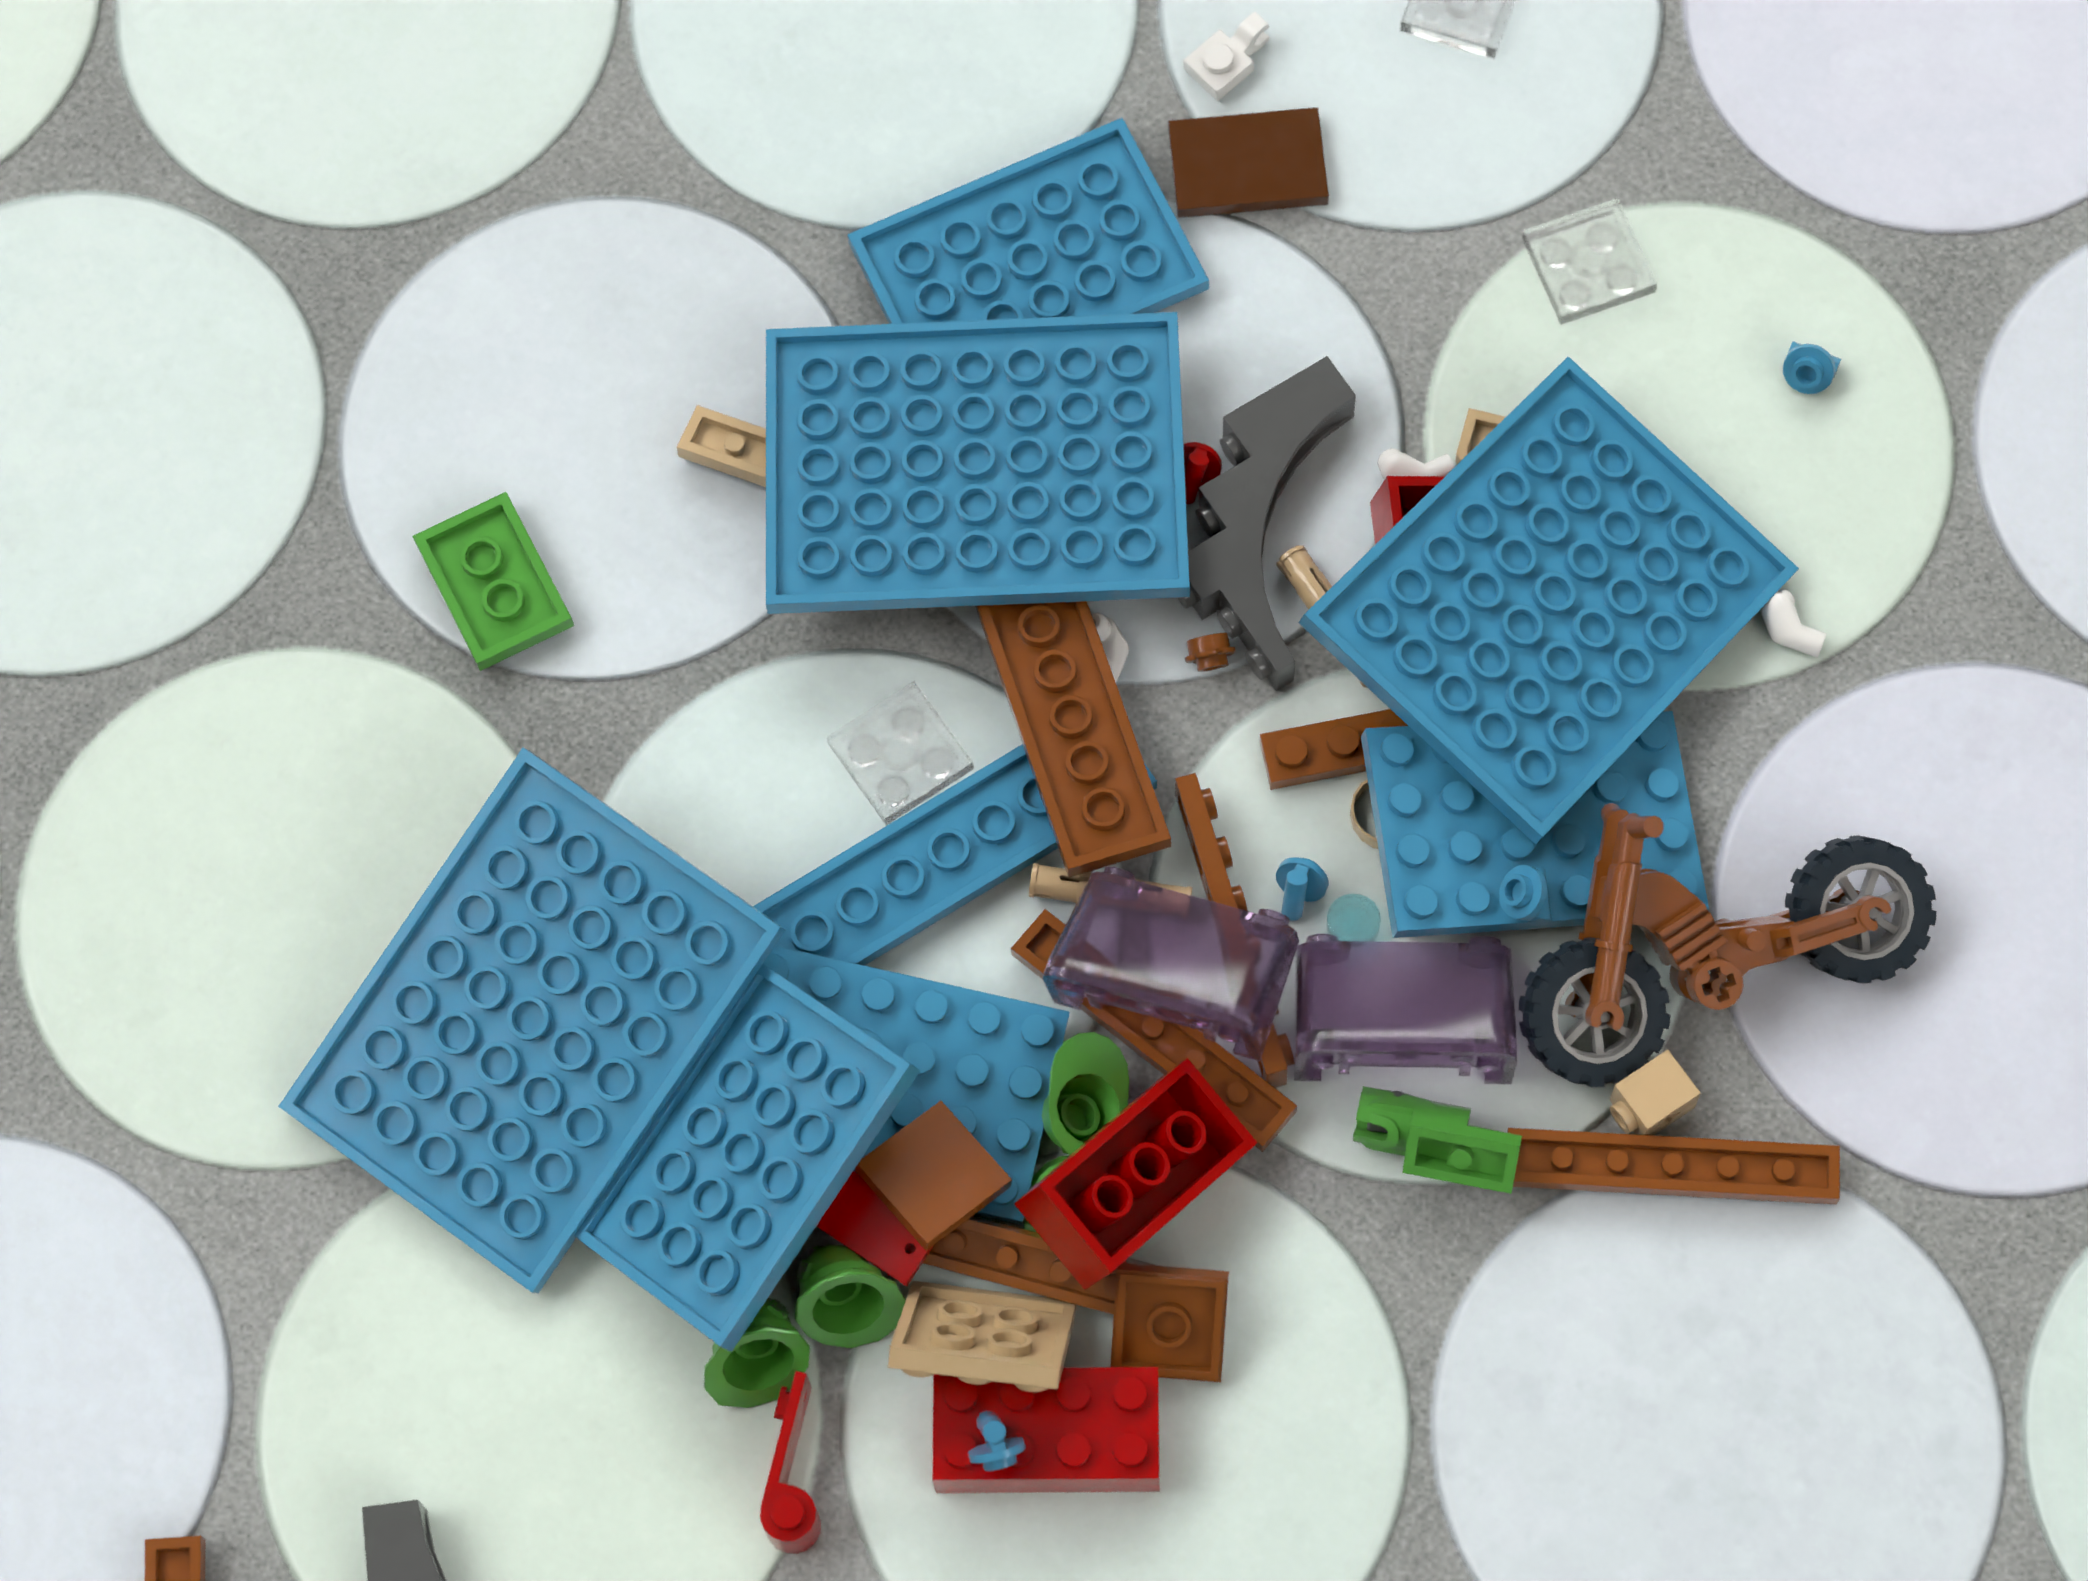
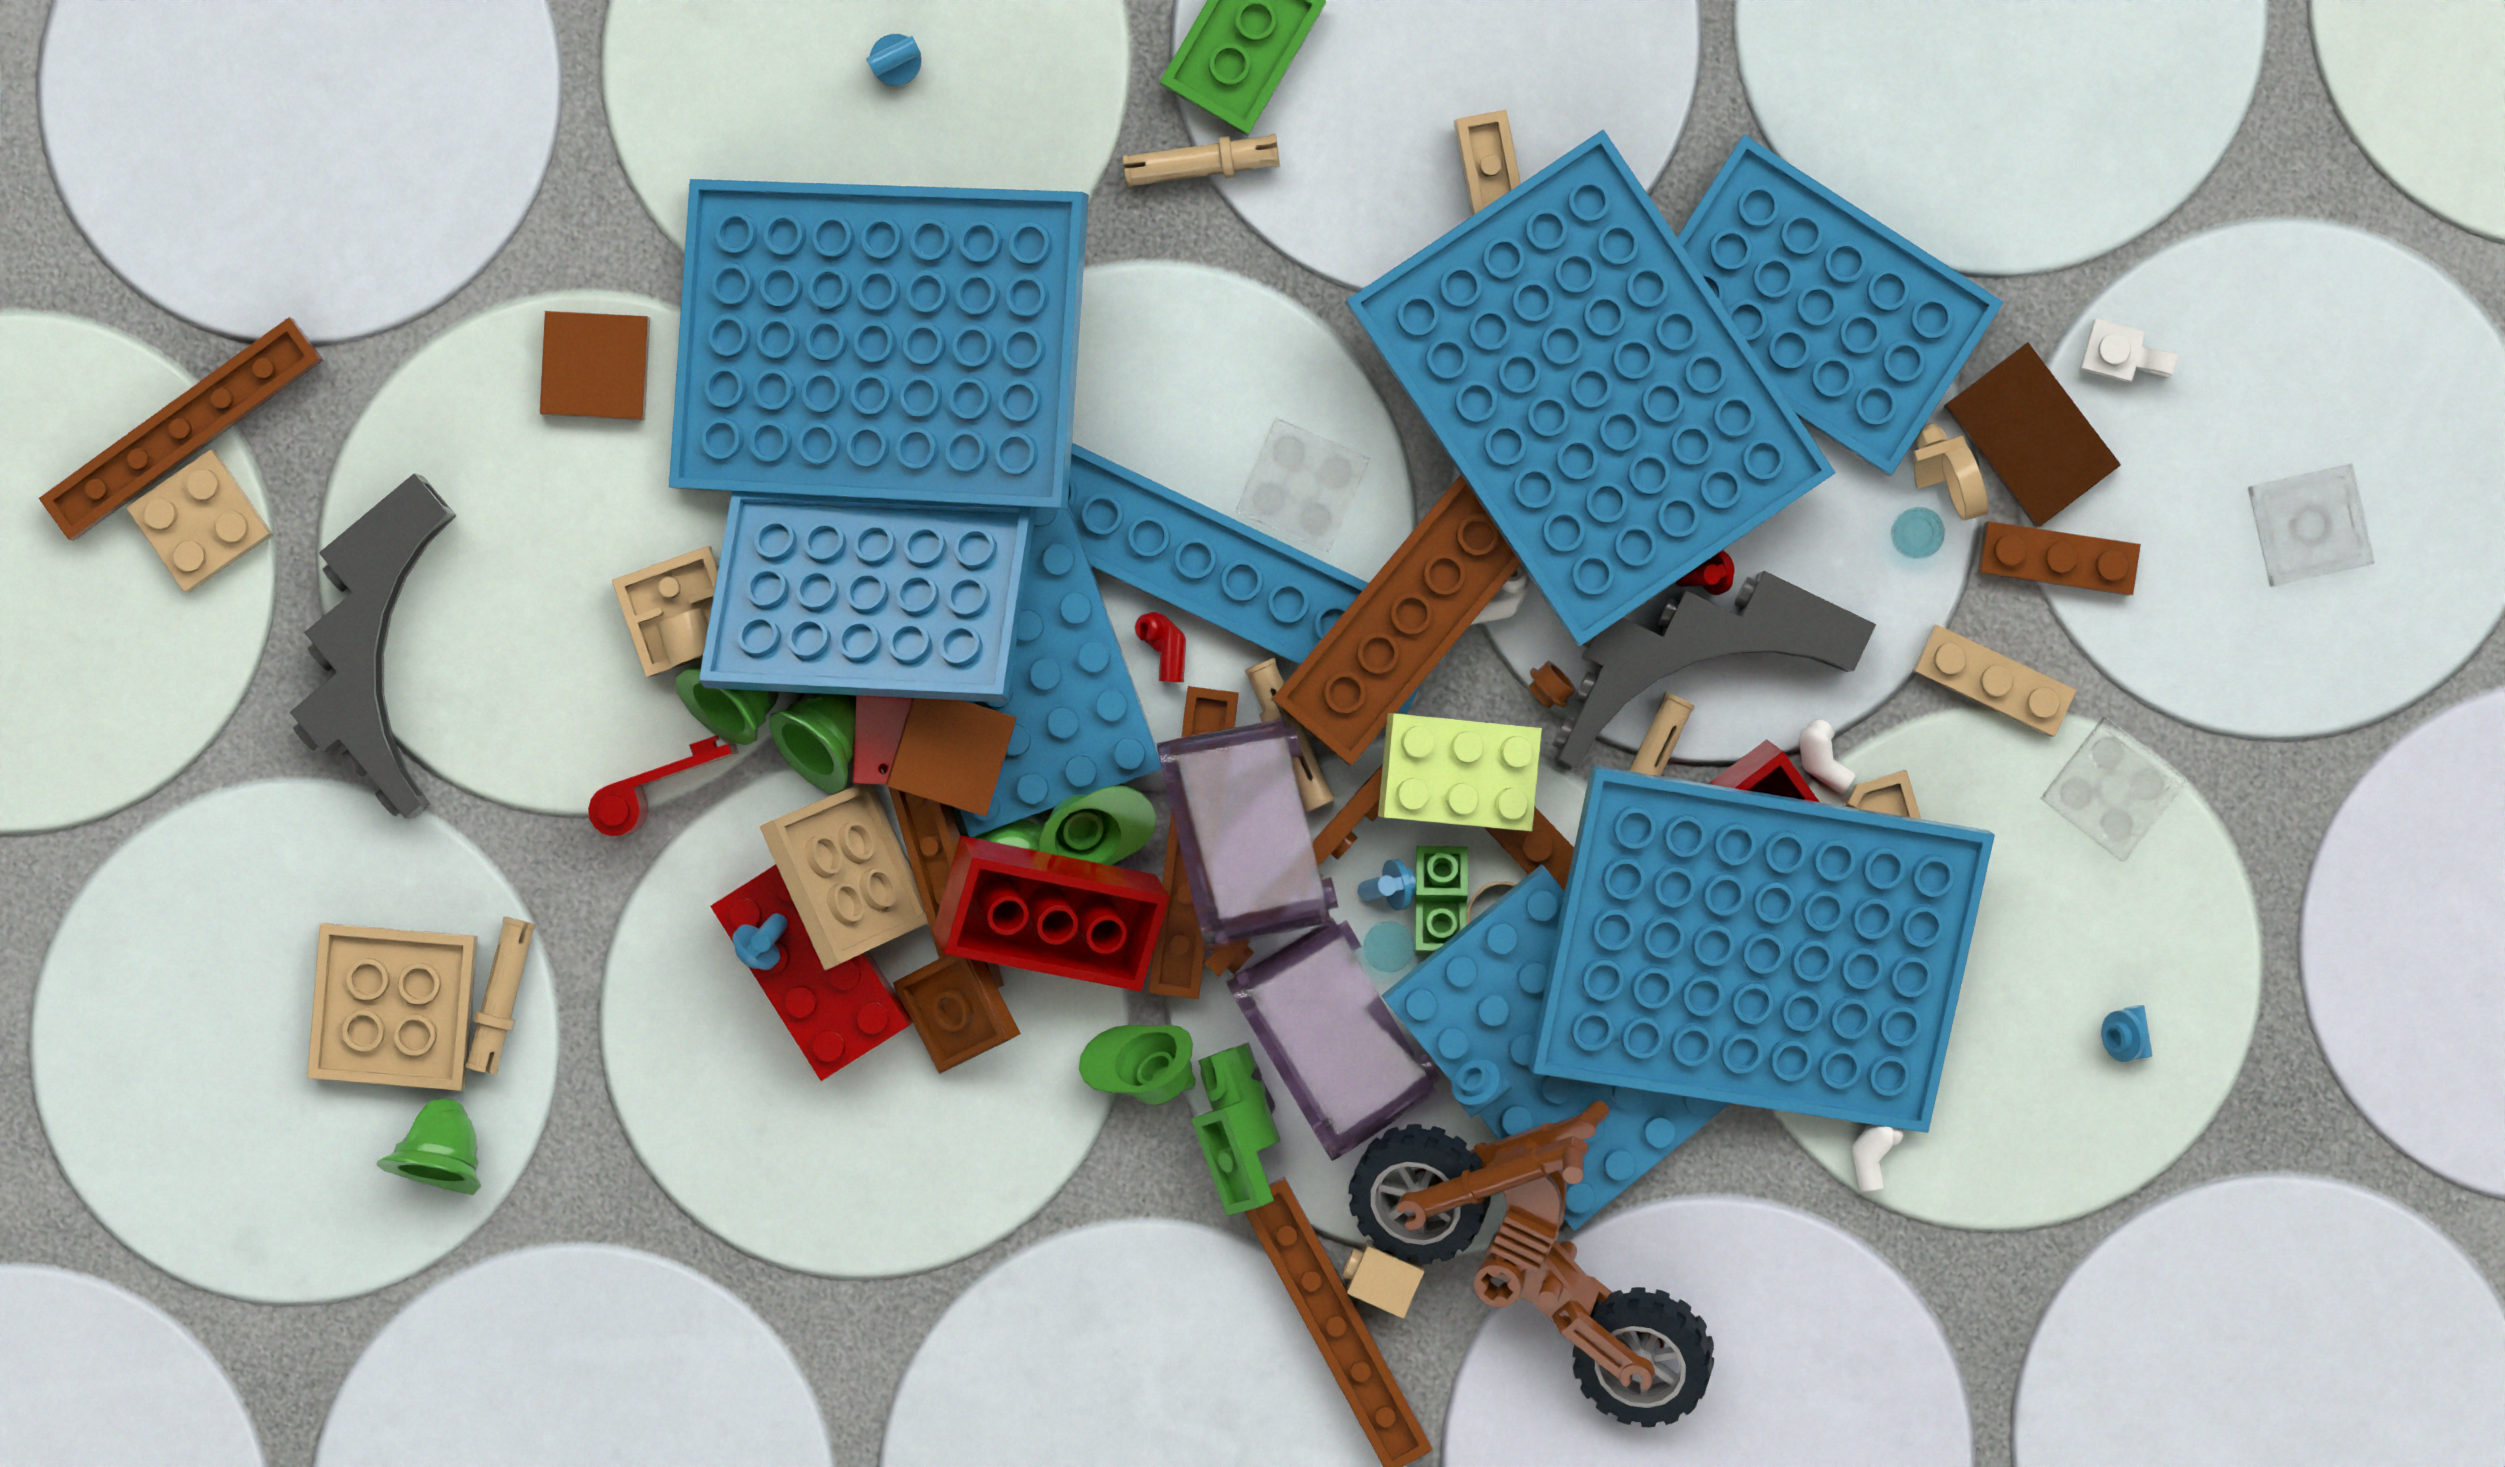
camera: 55 degrees right, 20 degrees up
(302, 871) = (895, 59): none -> dark azure plate
(380, 1296) = (594, 365): none -> dark orange tile
(576, 655) = (1201, 160): none -> tan pin
(645, 1358) = (669, 609): none -> tan plate
(960, 948) = (1166, 641): none -> red arm
(1224, 240) = (1952, 462): none -> tan piece
(1235, 756) = (1459, 772): none -> yellowish green plate
(1271, 293) = (1917, 532): none -> clear light blue tile
(1326, 1185) = (1140, 1061): none -> bright green piece
(1334, 845) = (1439, 896): none -> bright green slope
(1365, 199) = (2058, 558): none -> dark orange plate
(1436, 304) = (1994, 680): none -> tan plate

